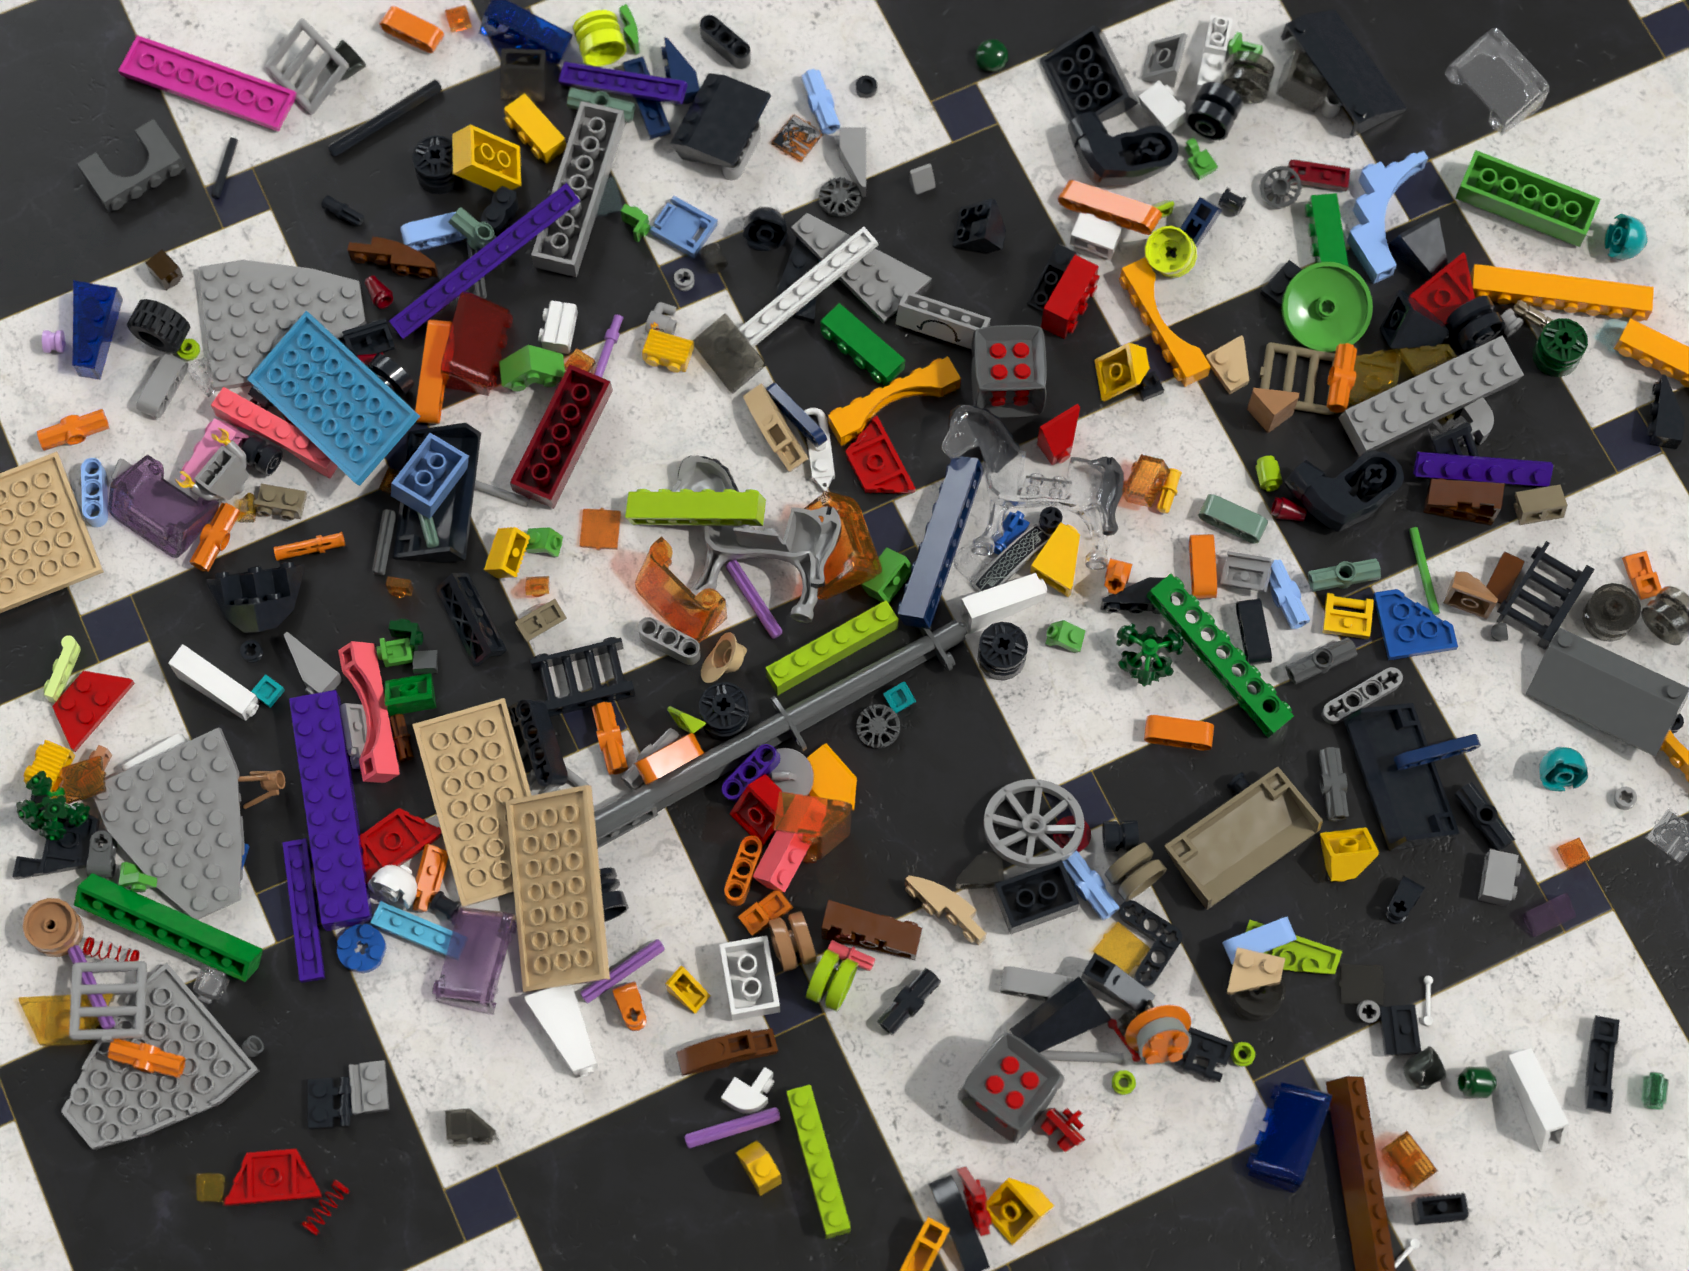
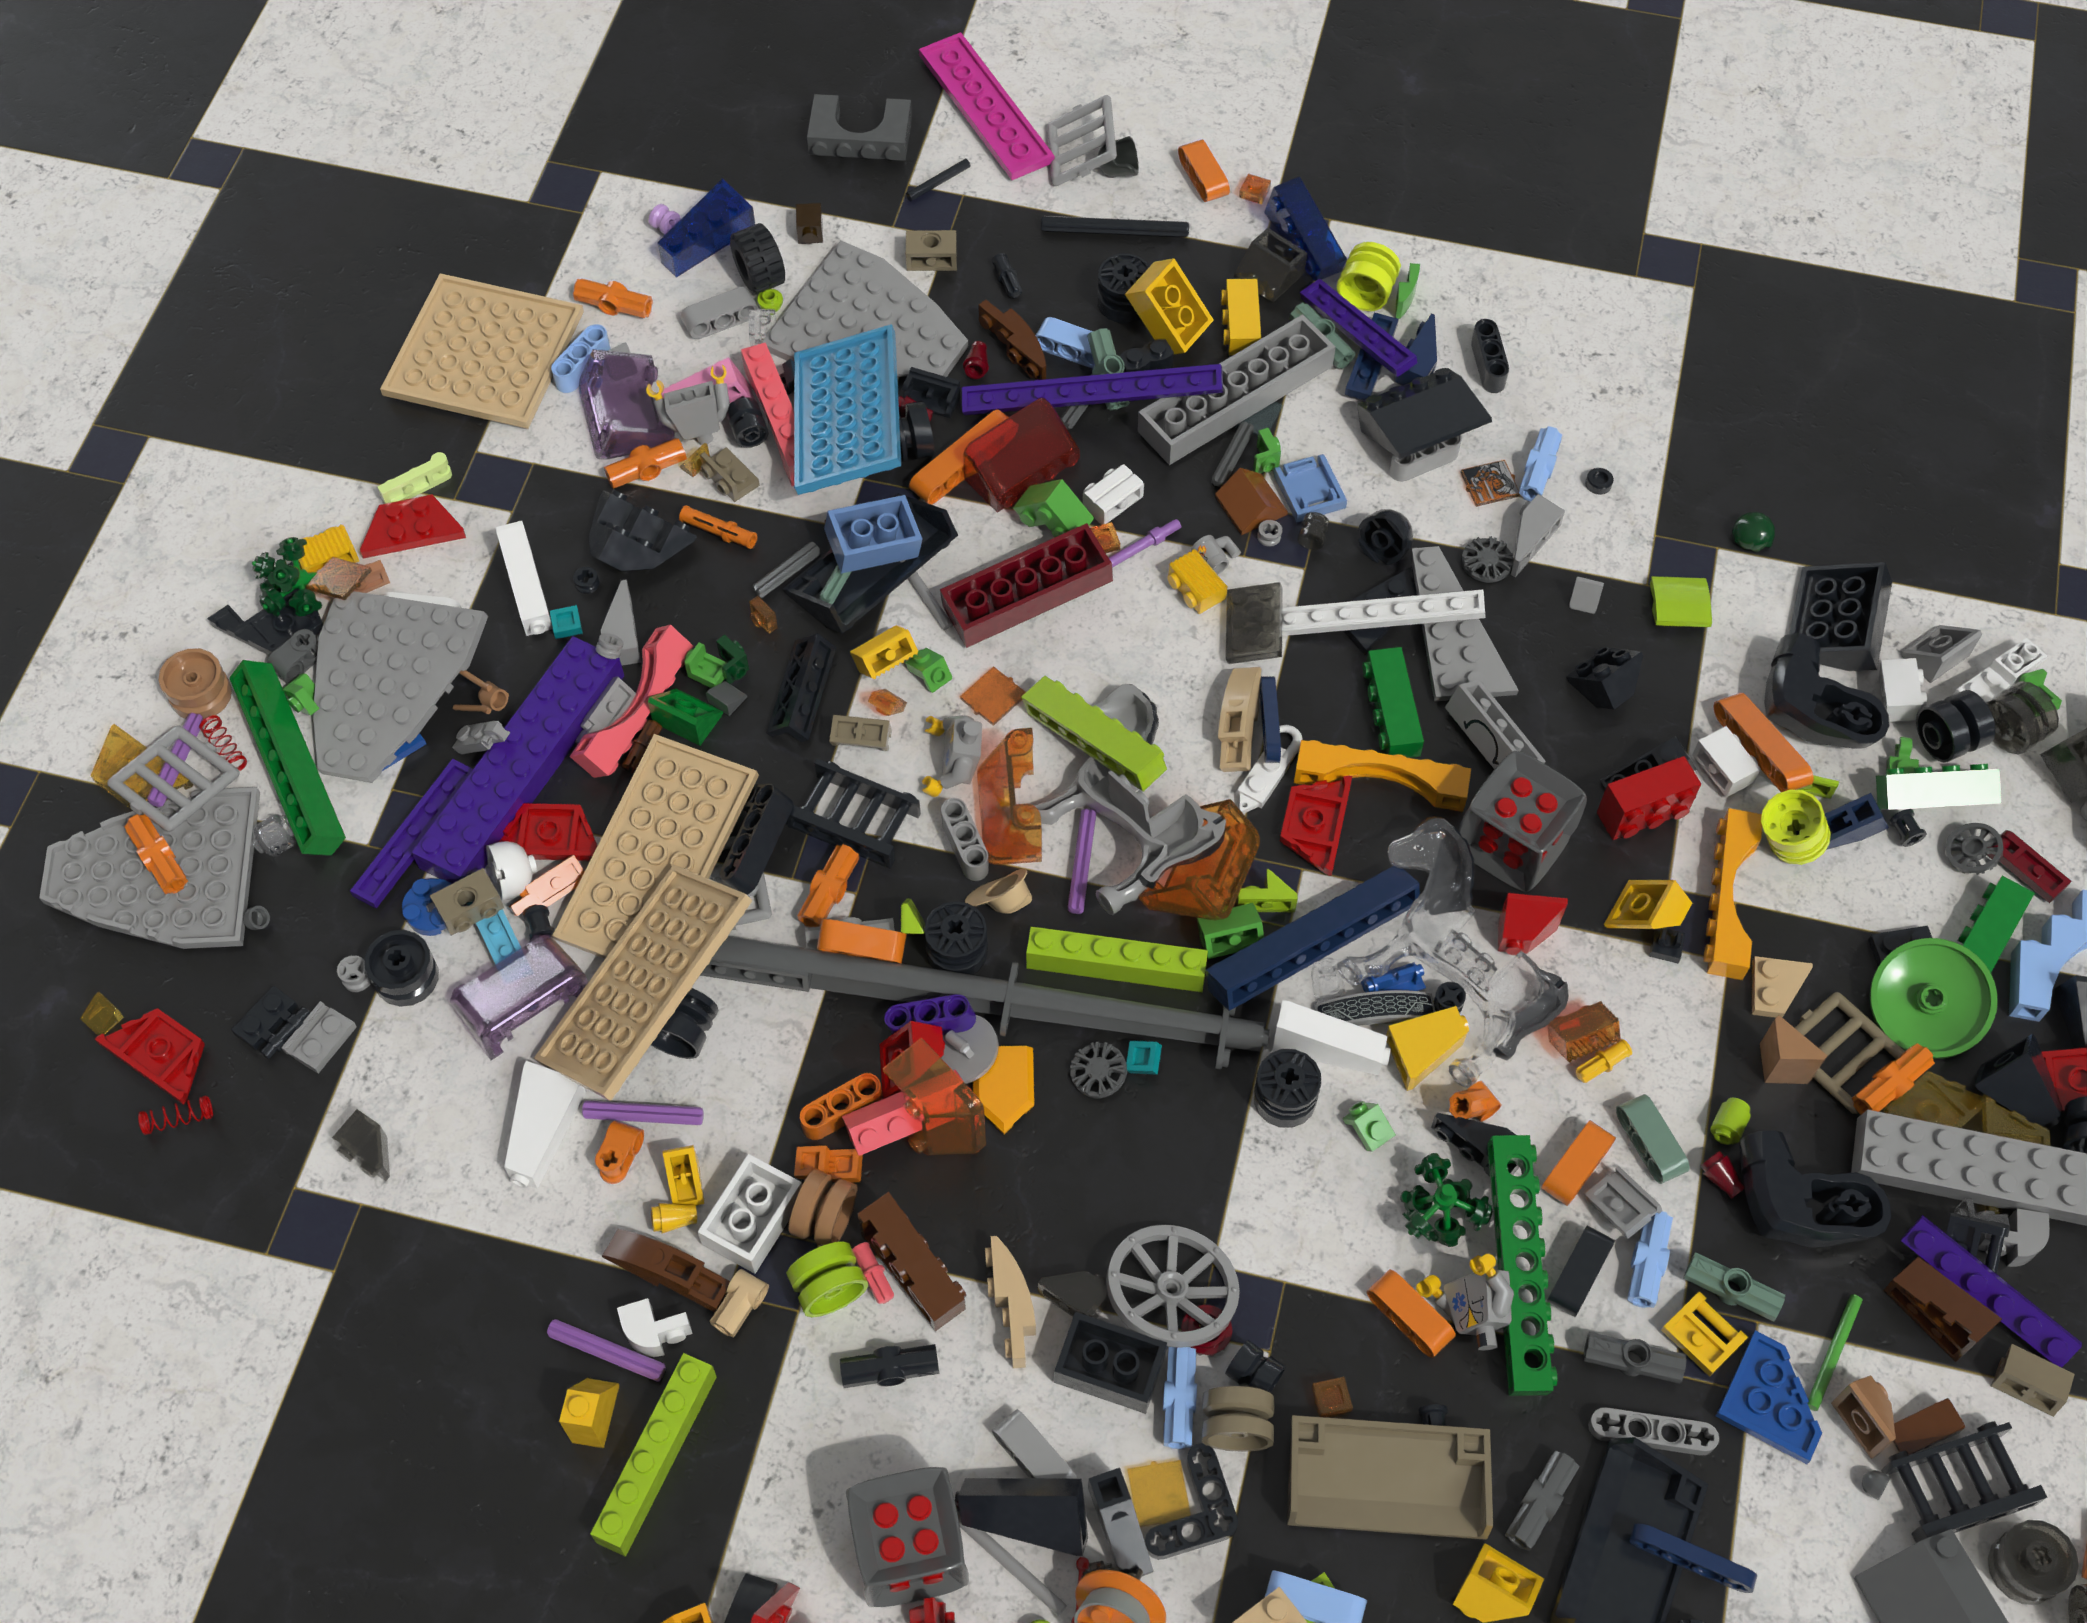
camera: 40 degrees right, 10 degrees down
(268, 240) = (931, 250): none -> dark tan brick
(290, 813) = (479, 737): none -> light grey hinge
(323, 686) = (609, 646): none -> light grey bush
(352, 1025) = (353, 966): none -> light grey wheel
(377, 990) = (401, 968): none -> black wheel
(390, 913) = (473, 888): none -> dark tan brick
(613, 239) = (1232, 454): none -> dark grey axle
(616, 582) = (961, 751): none -> light grey torso
(652, 266) = (1249, 500): none -> dark orange slope
(699, 1019) = (672, 1216): none -> yellow cone
(786, 1031) = (743, 1295): none -> tan piece
(892, 531) = (1273, 898): none -> lime slope
(984, 140) = (1681, 601): none -> lime slope
(1174, 817) = (1332, 1397): none -> clear orange plate
(1212, 698) = (1475, 1302): none -> light grey torso
(1233, 161) = (1938, 788): none -> brick

